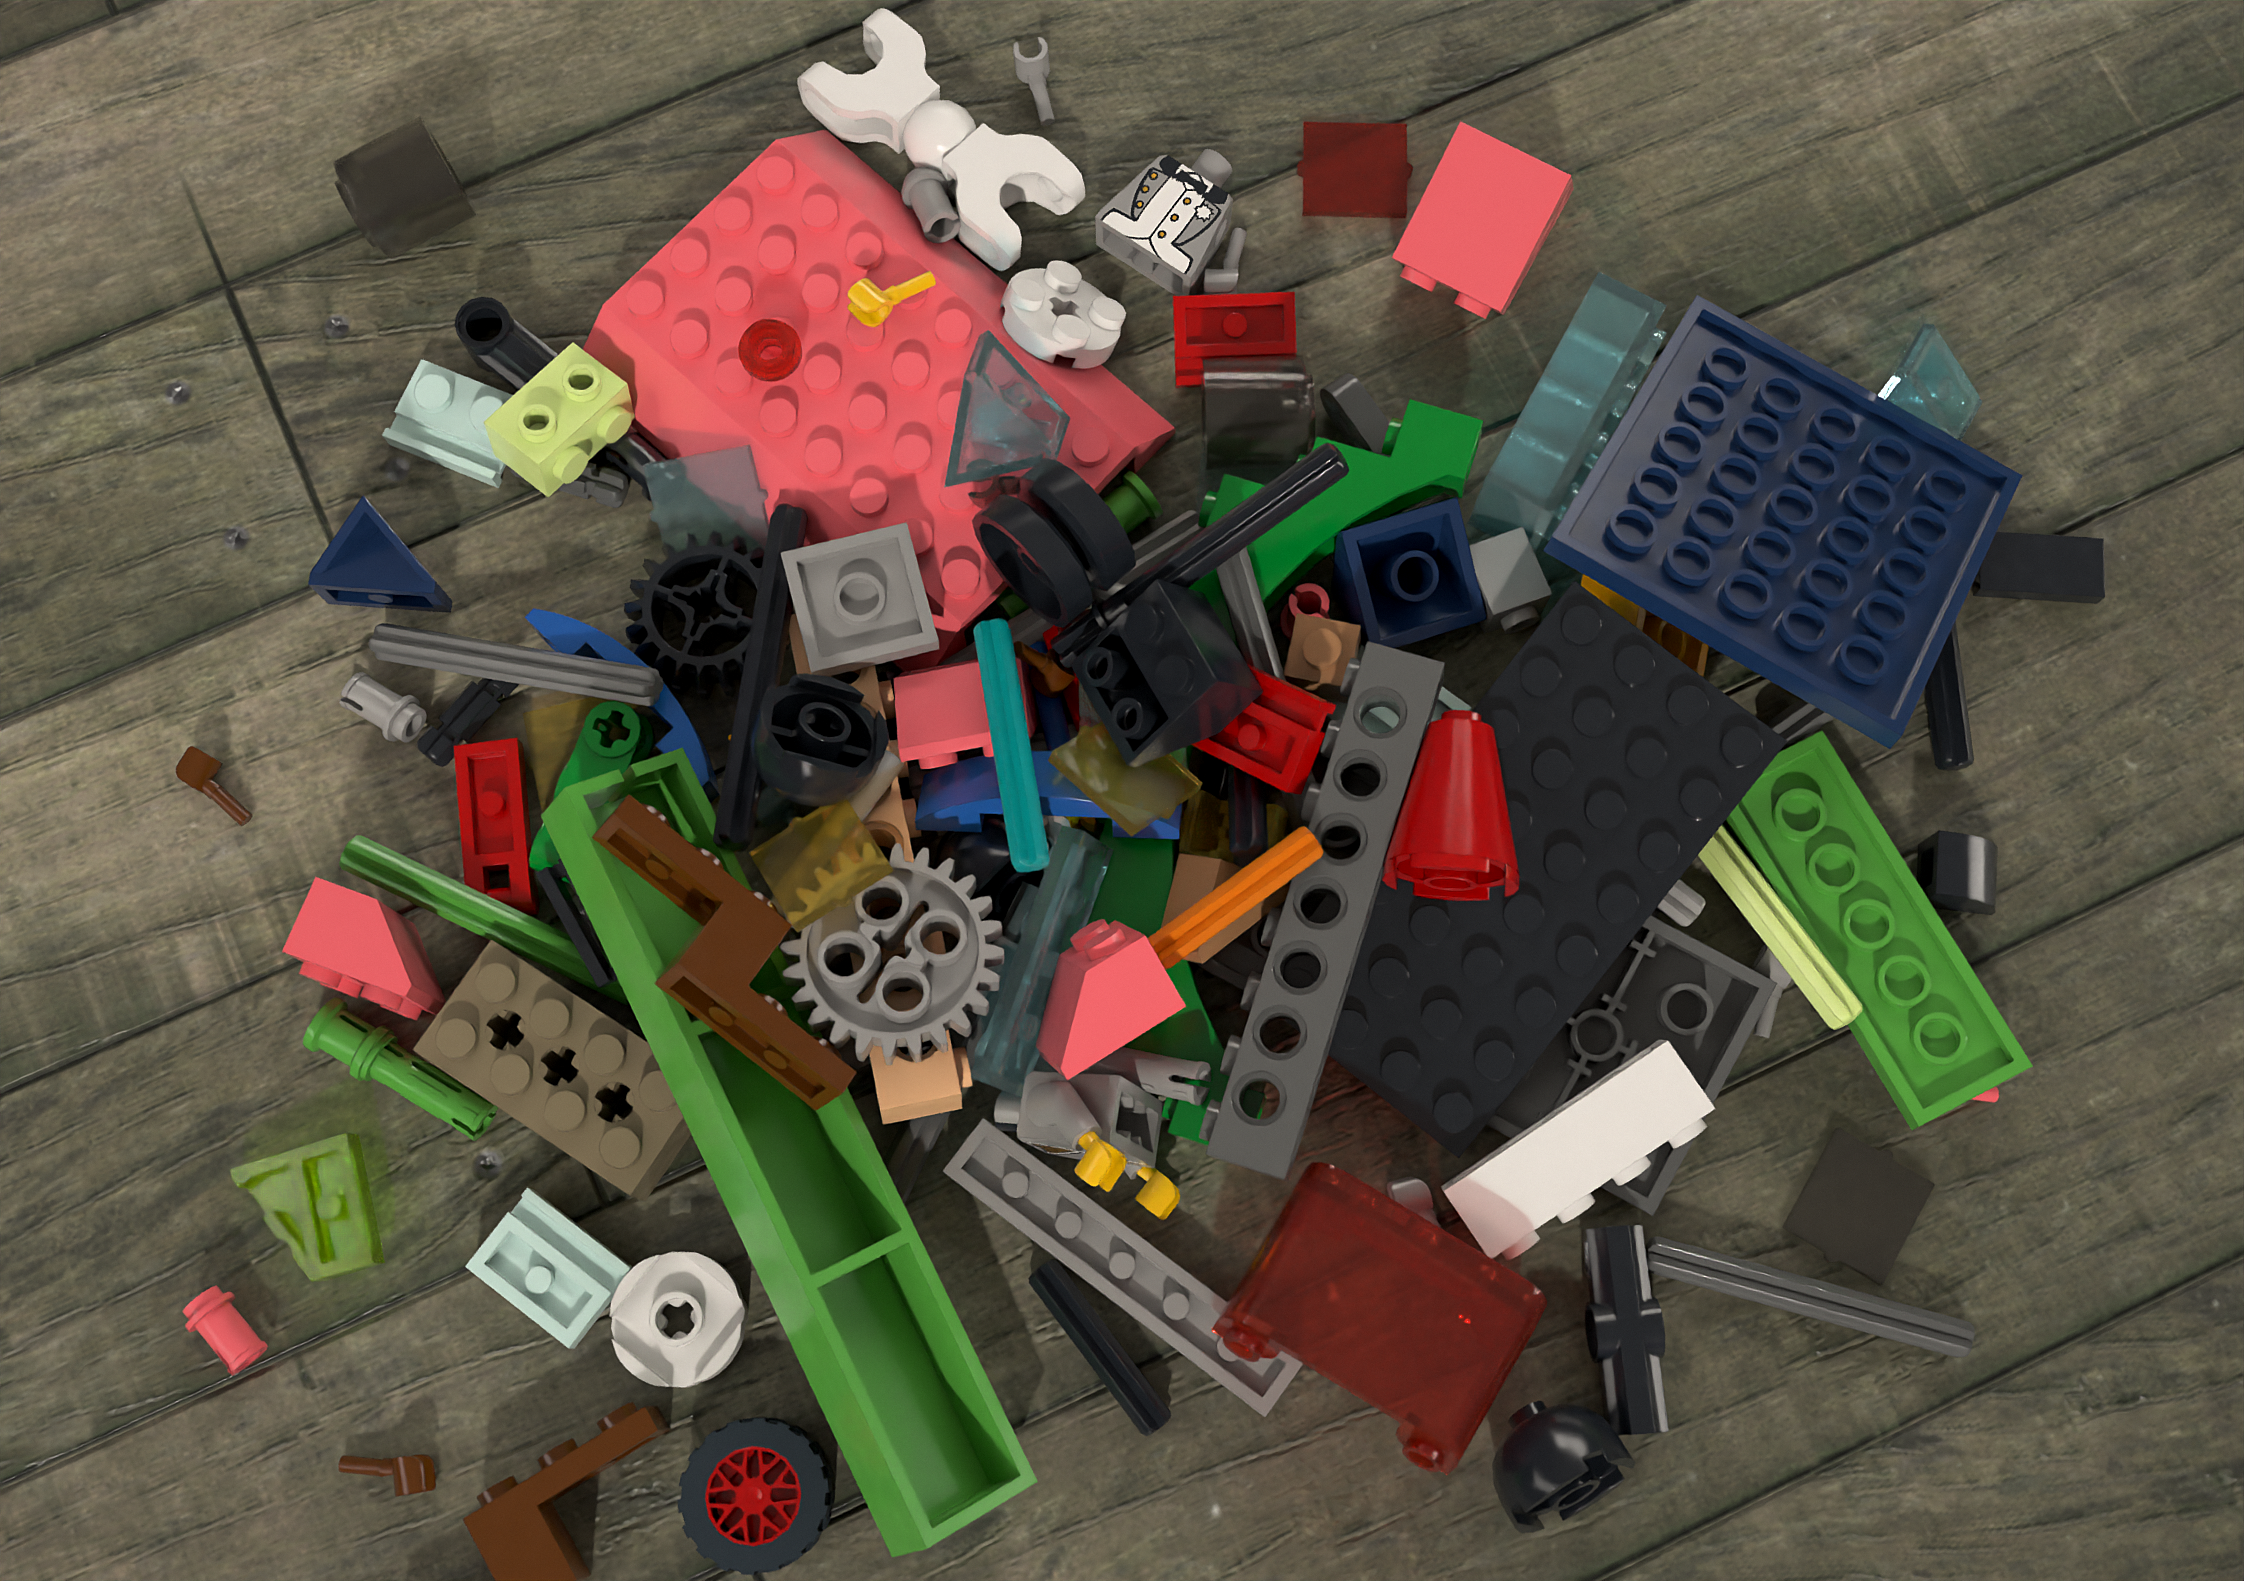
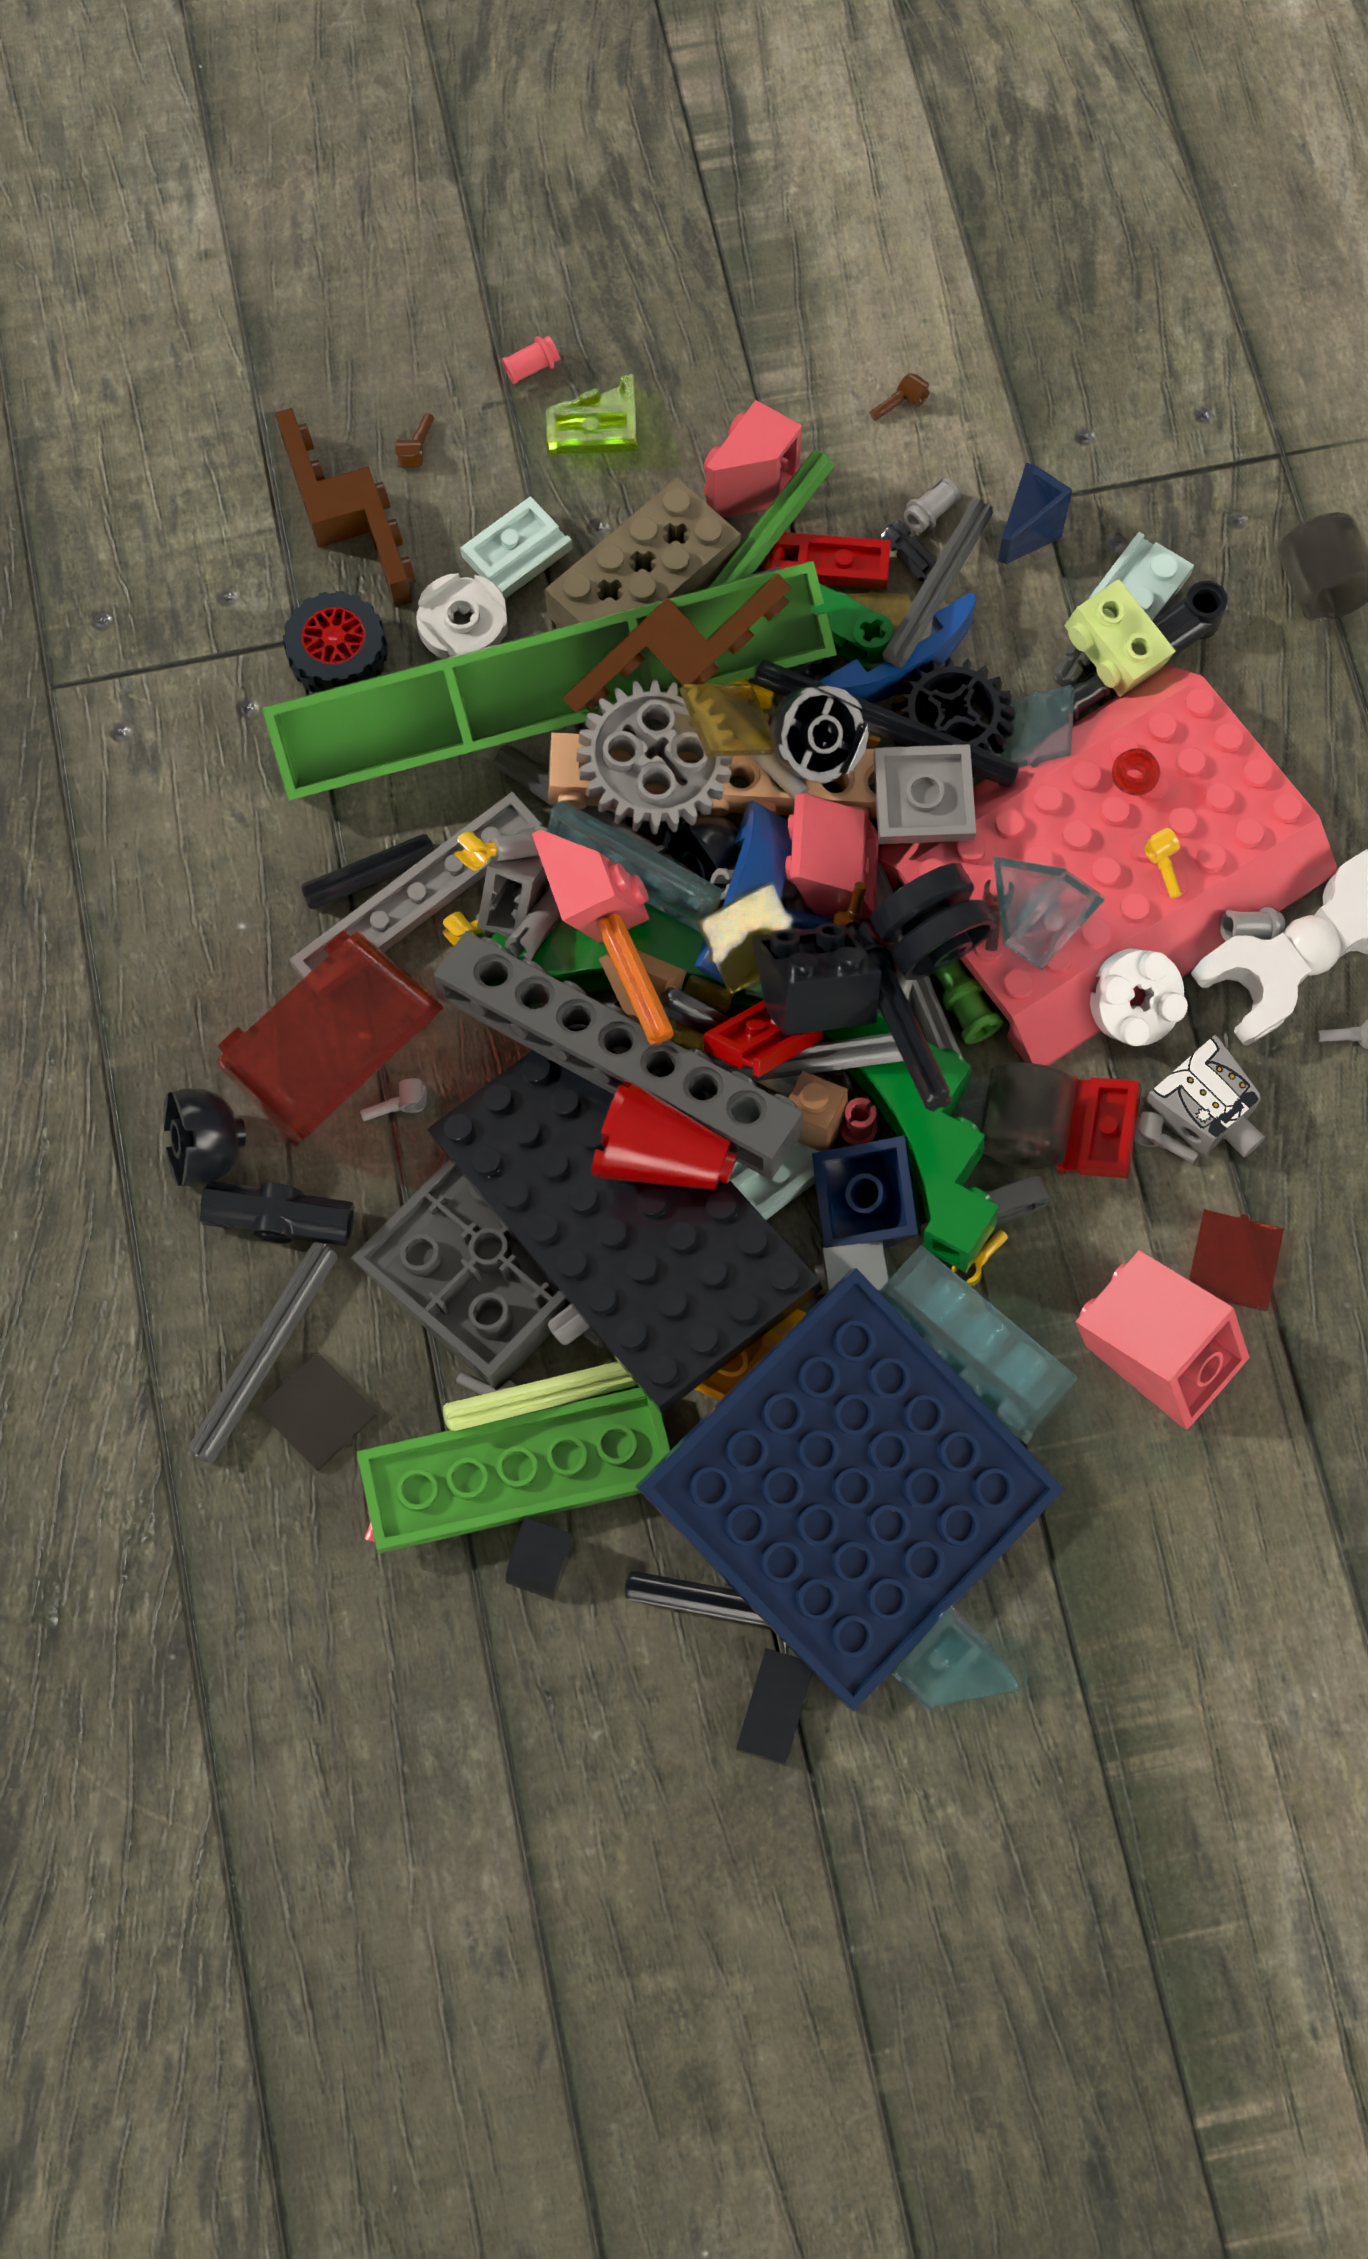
camera: 105 degrees right, 5 degrees down
(377, 1056) = (685, 464): bright green pin -> none
(1011, 746) = (784, 856): teal axle -> none
(1578, 1149) = (408, 1205): white brick -> none

